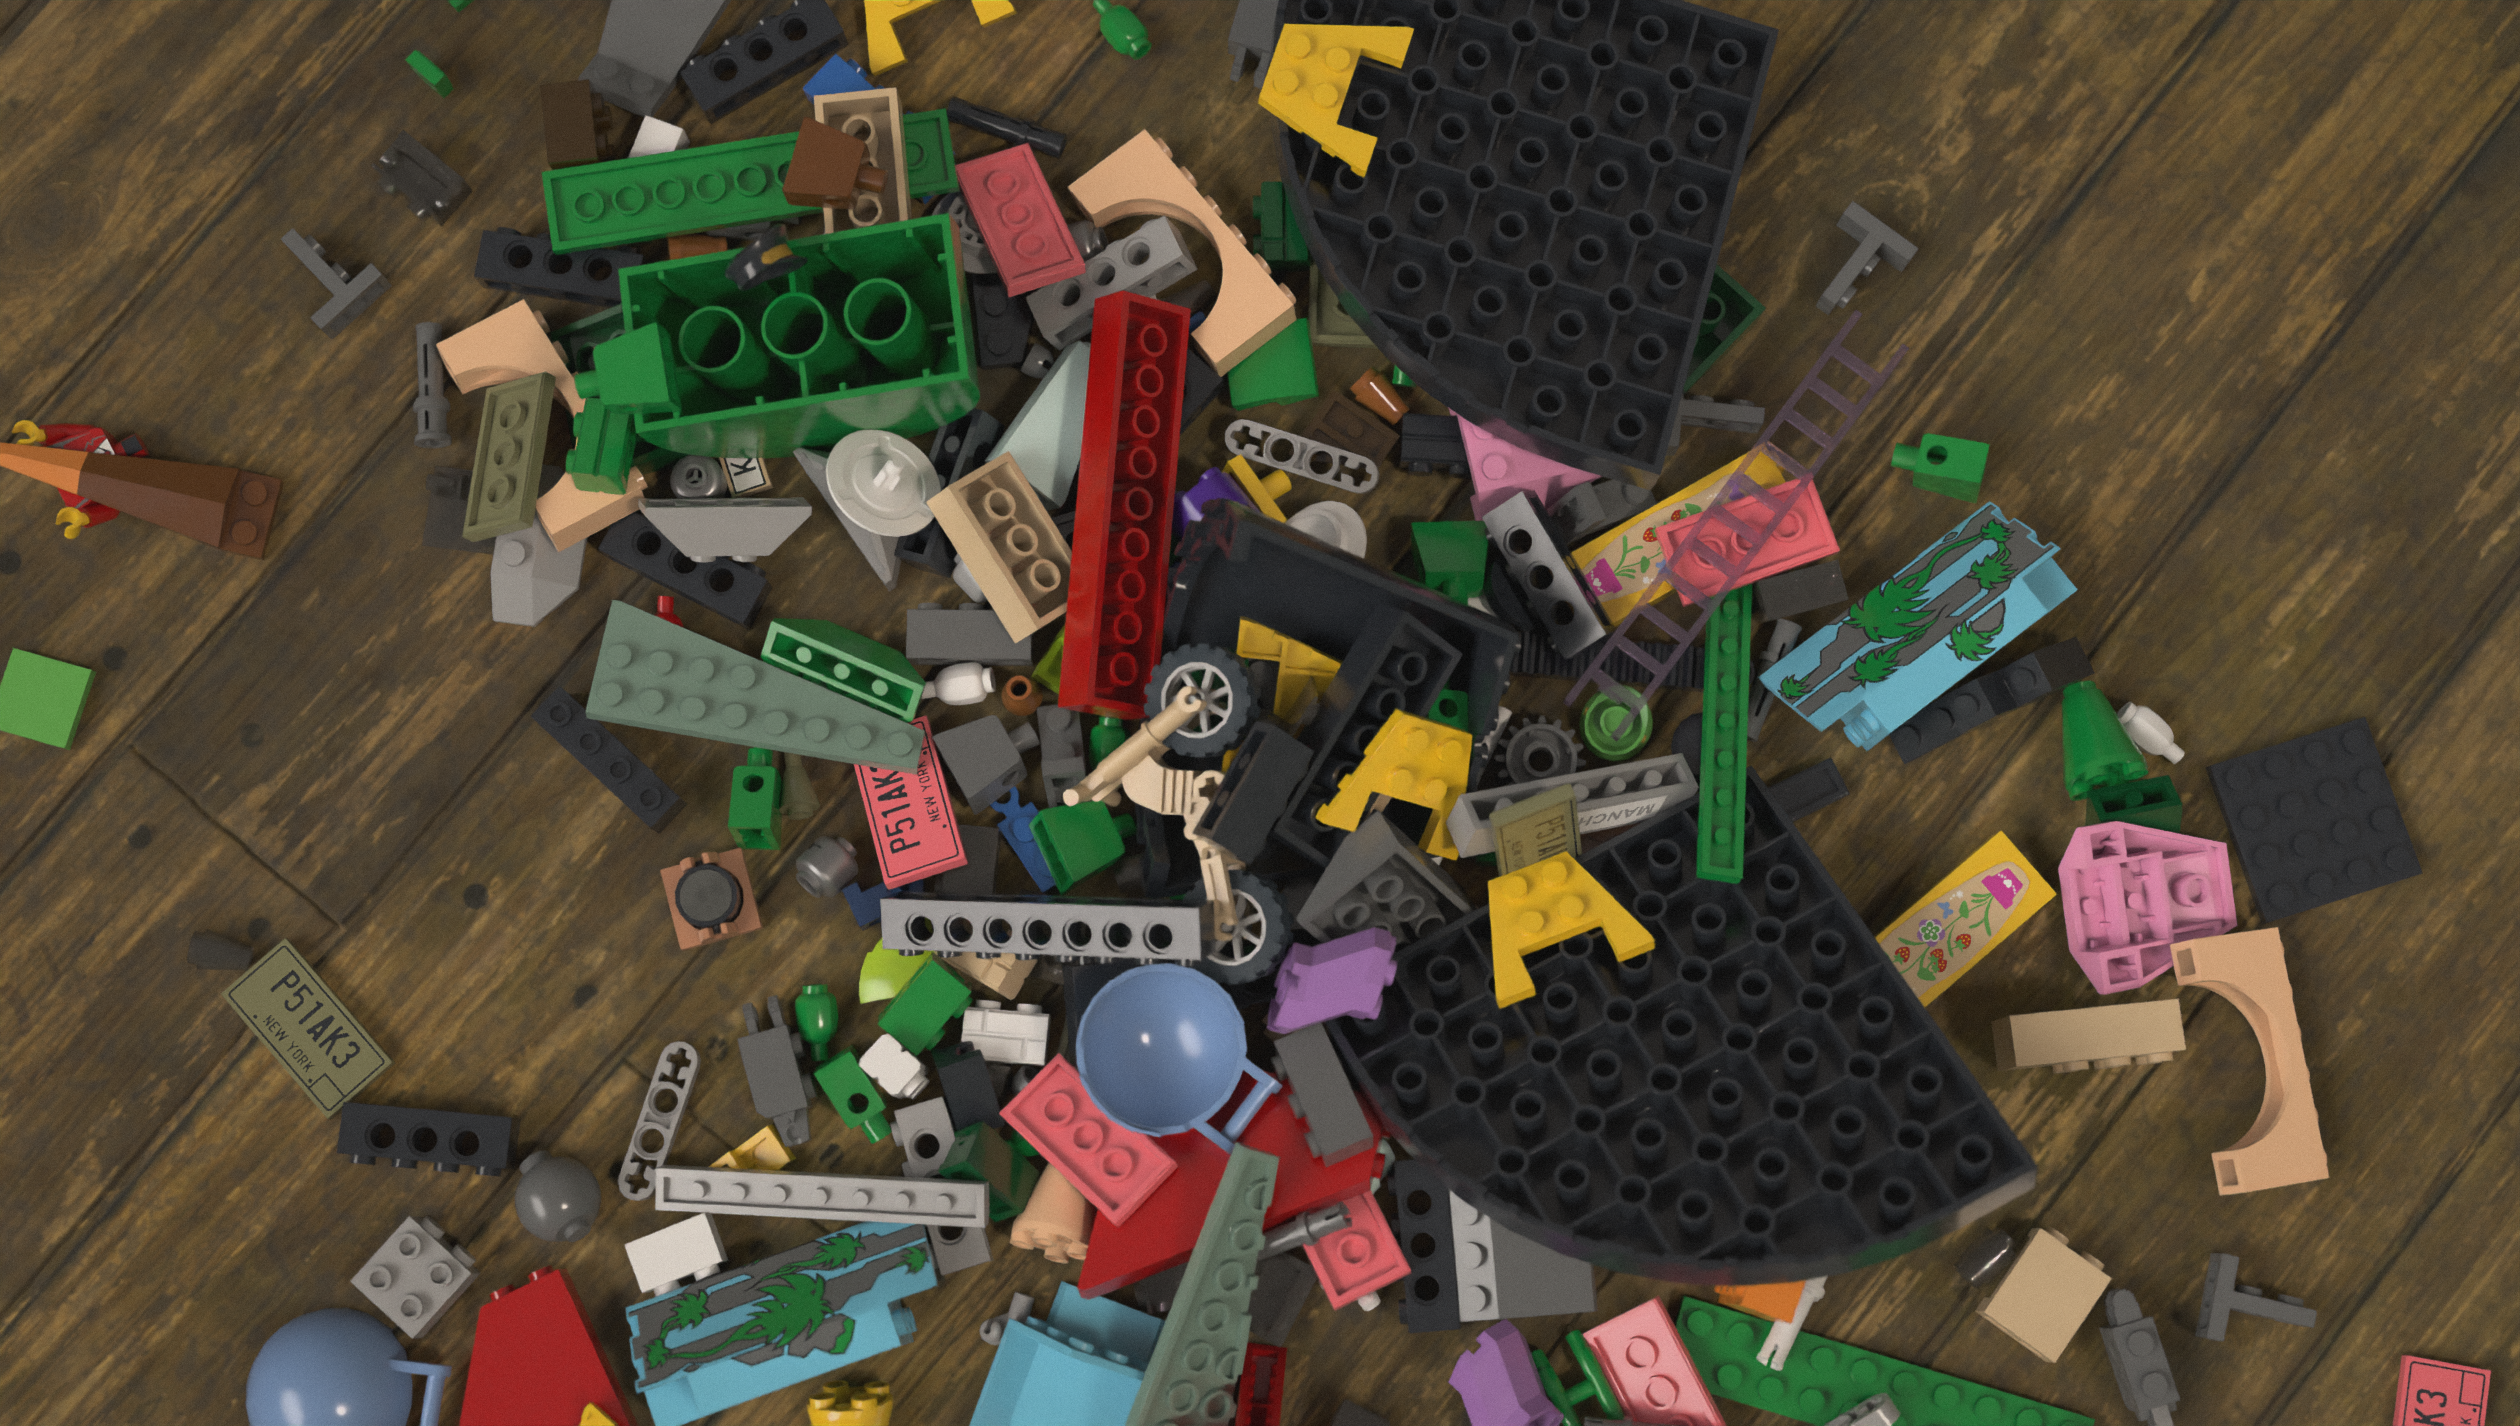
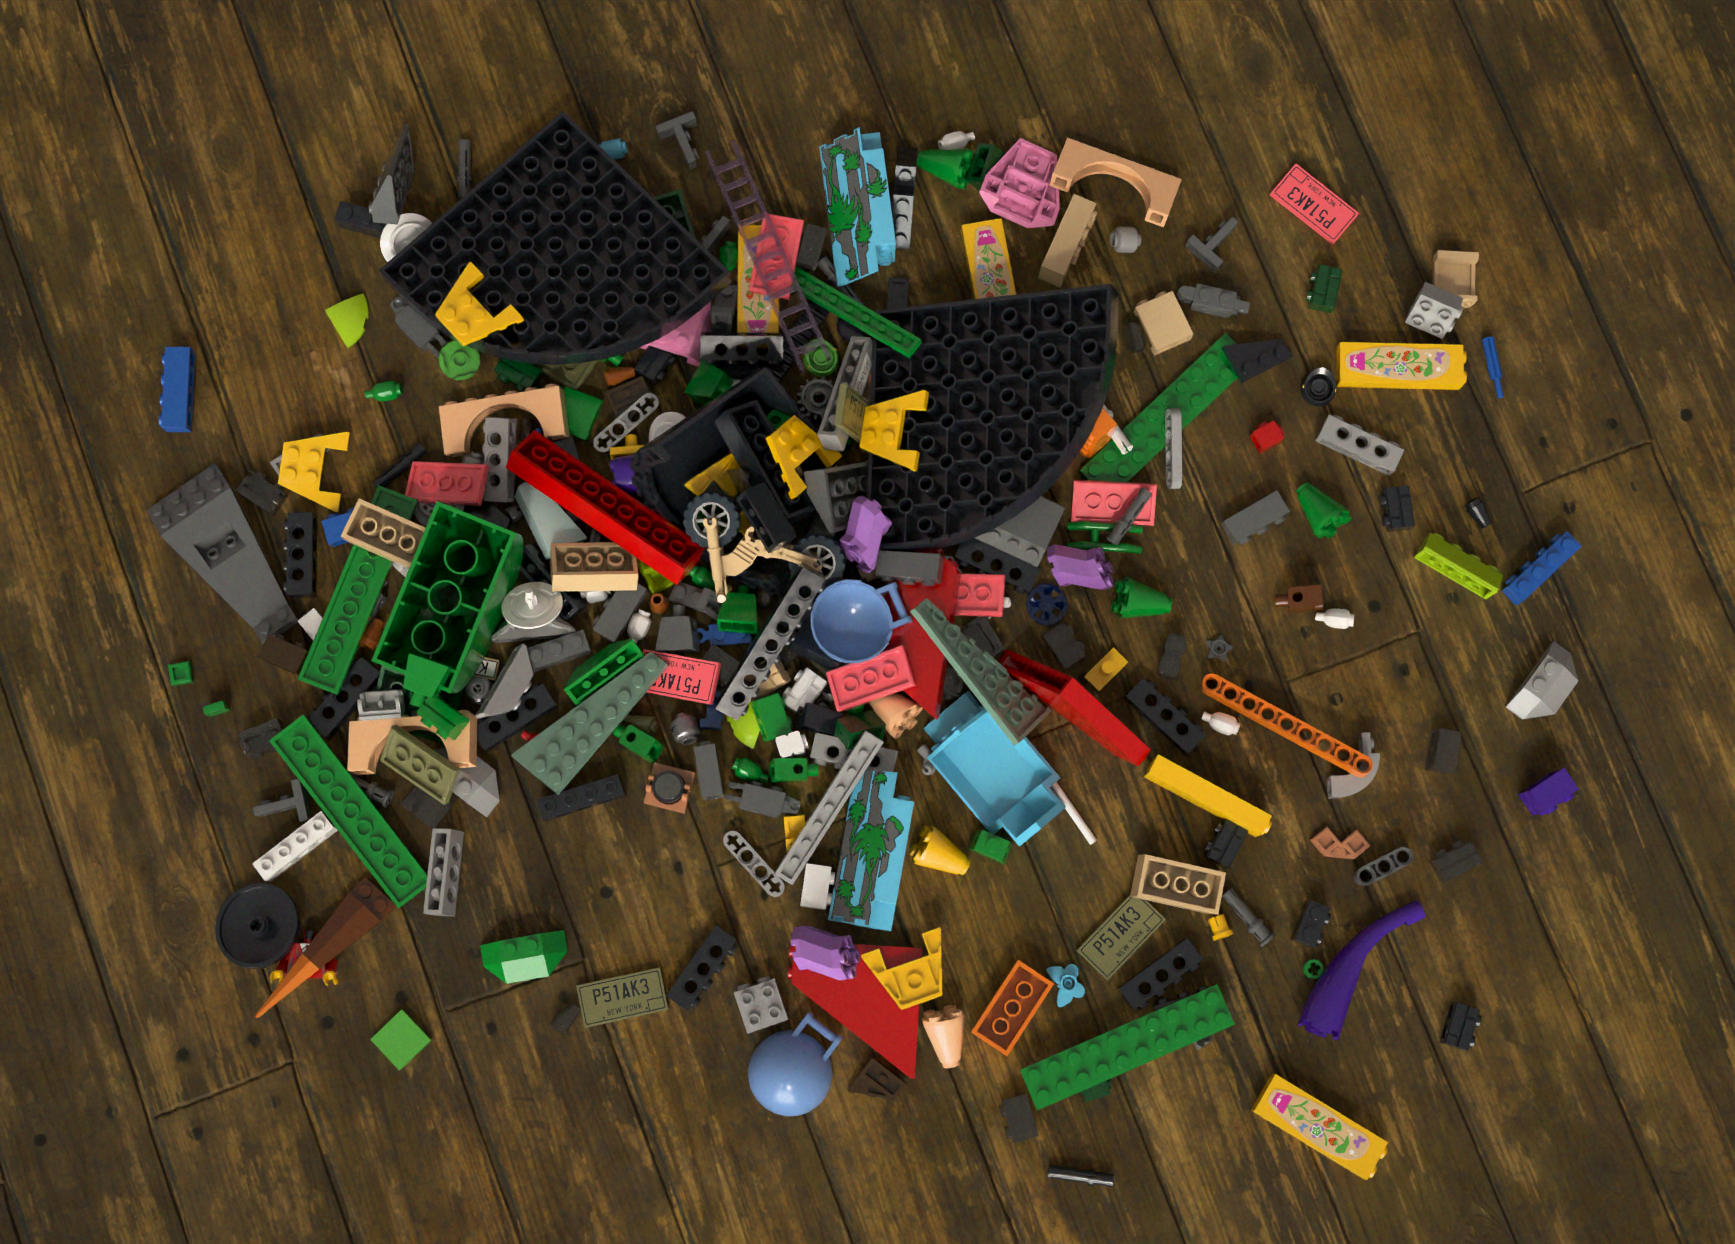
camera: 60 degrees left, 0 degrees up
(100, 353) = (257, 926): none -> black dish
(268, 336) = (295, 847): none -> white brick
(290, 824) = (525, 956): none -> green wedge
(354, 604) = (443, 872): none -> light grey brick
(374, 392) = (350, 810): none -> green plate
(555, 1337) = (824, 952): none -> medium lavender brick
(557, 1197) = (762, 925): dark grey brick -> none
(572, 329) = (381, 704): none -> light grey hinge
(764, 260) = (410, 590): black piece -> none
(771, 951) = (709, 771): none -> dark grey brick
(830, 169) = (380, 545): reddish brown torso -> none
(841, 574) = (559, 650): none -> dark grey brick
(1238, 120) = (458, 361): none -> bright green tile
(1305, 1230) = (962, 607): dark grey pin -> none
(1408, 1374) = (1046, 604): none -> clear blue piece
(1696, 461) = (729, 255): none -> green plant
(1769, 156) = (615, 148): none -> medium azure brick
(1959, 467) = (795, 149): green torso -> none
(2155, 1138) = (1125, 239): none -> light grey head
(2313, 820) = (1031, 97): black plate -> none

